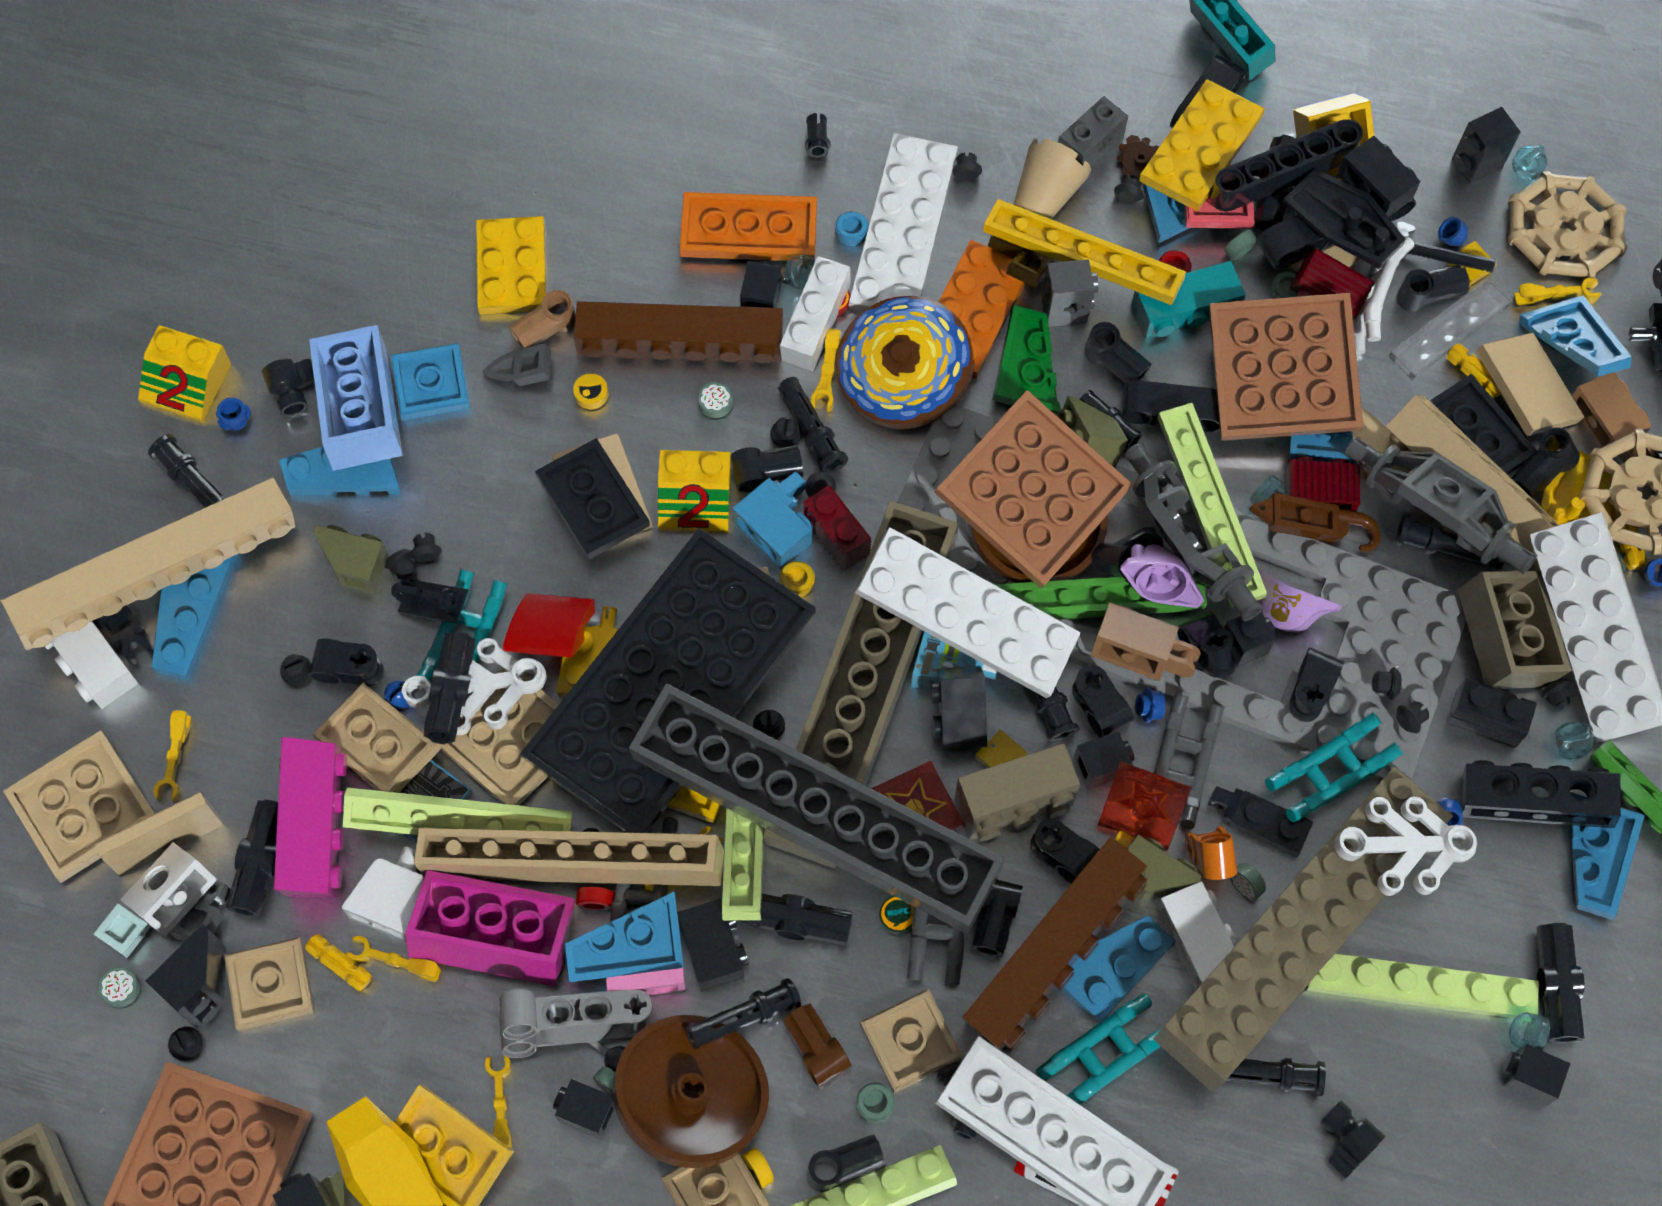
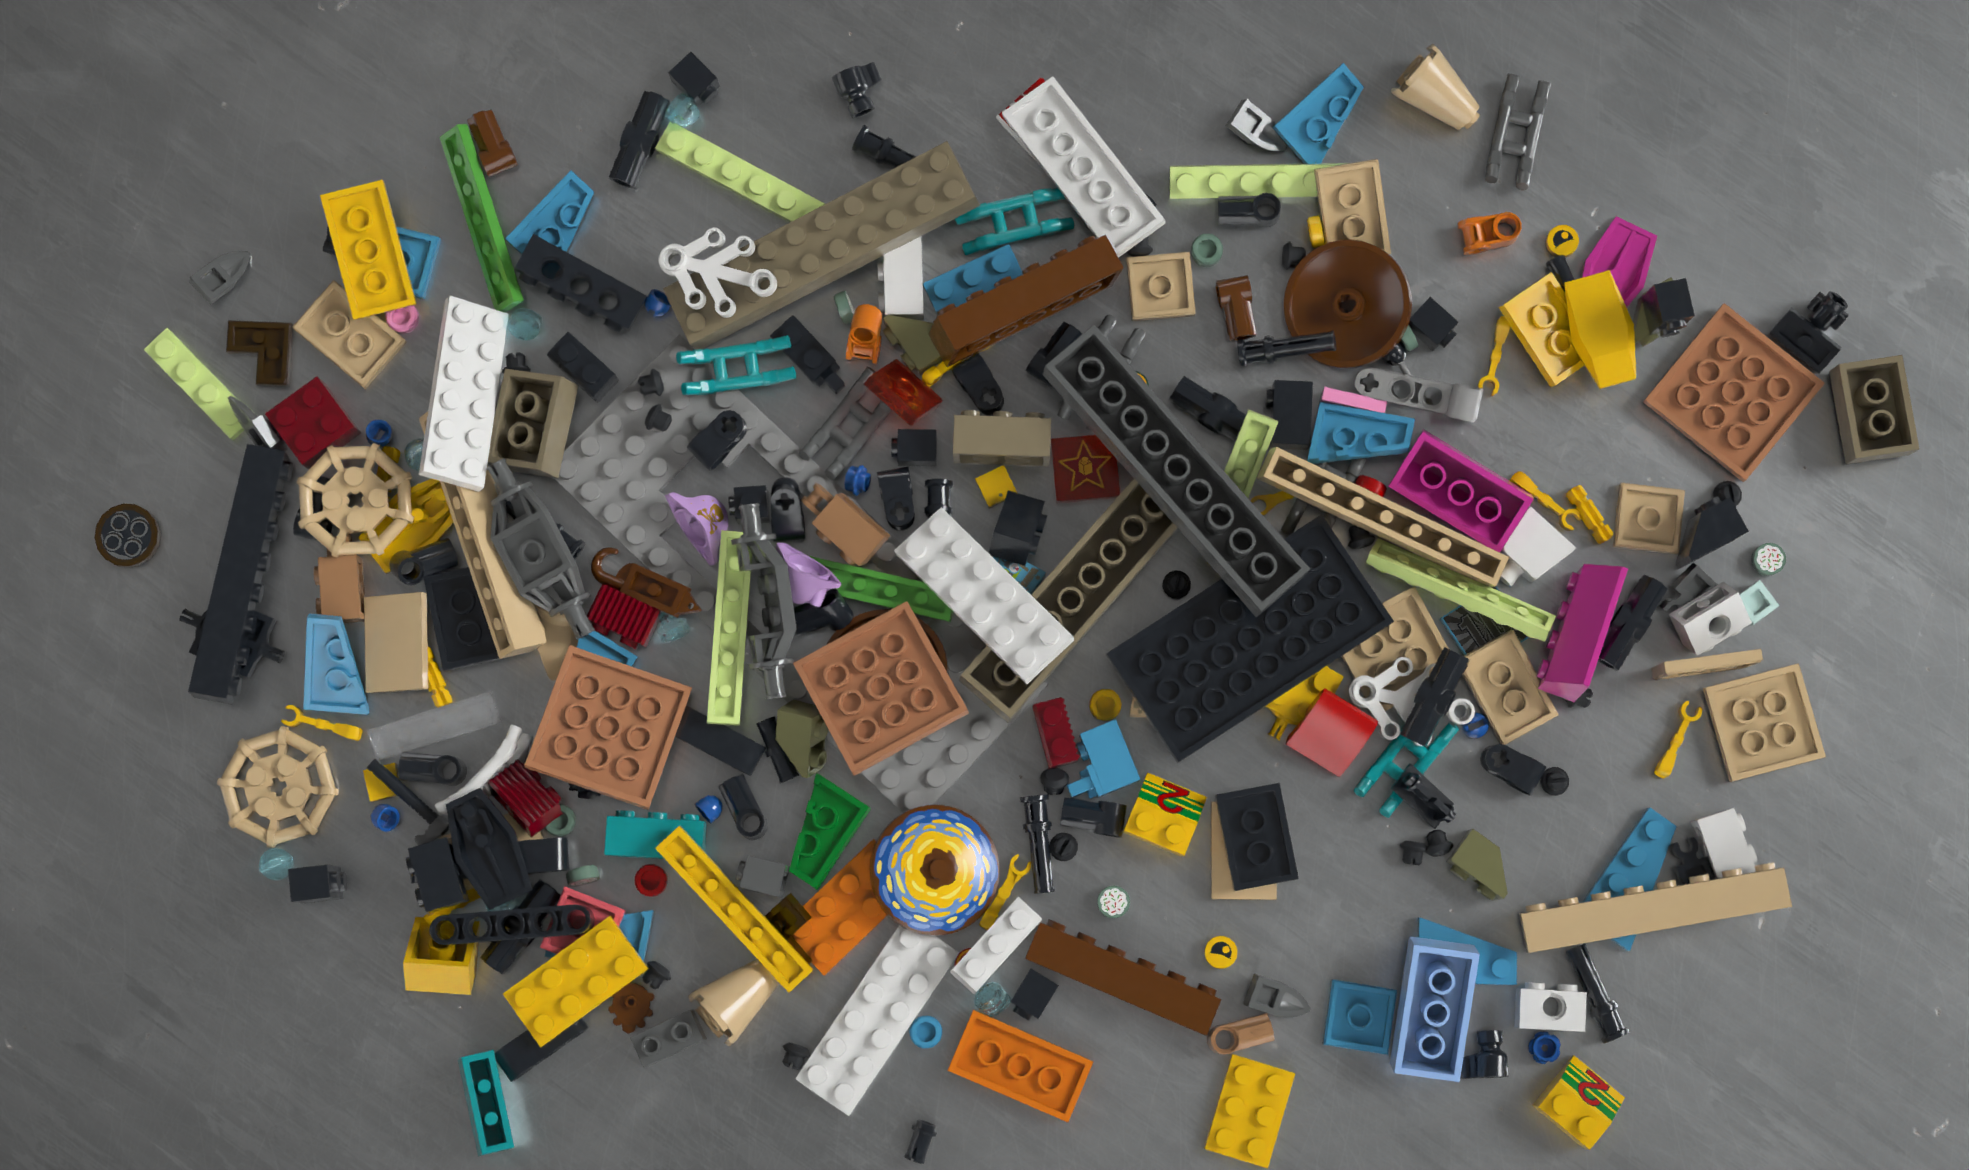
camera: 155 degrees left, 15 degrees up
(219, 440) = (1570, 1012): none -> white brick
(774, 1132) = (1292, 255): none -> black piece
(1150, 345) = (709, 807): none -> blue hinge

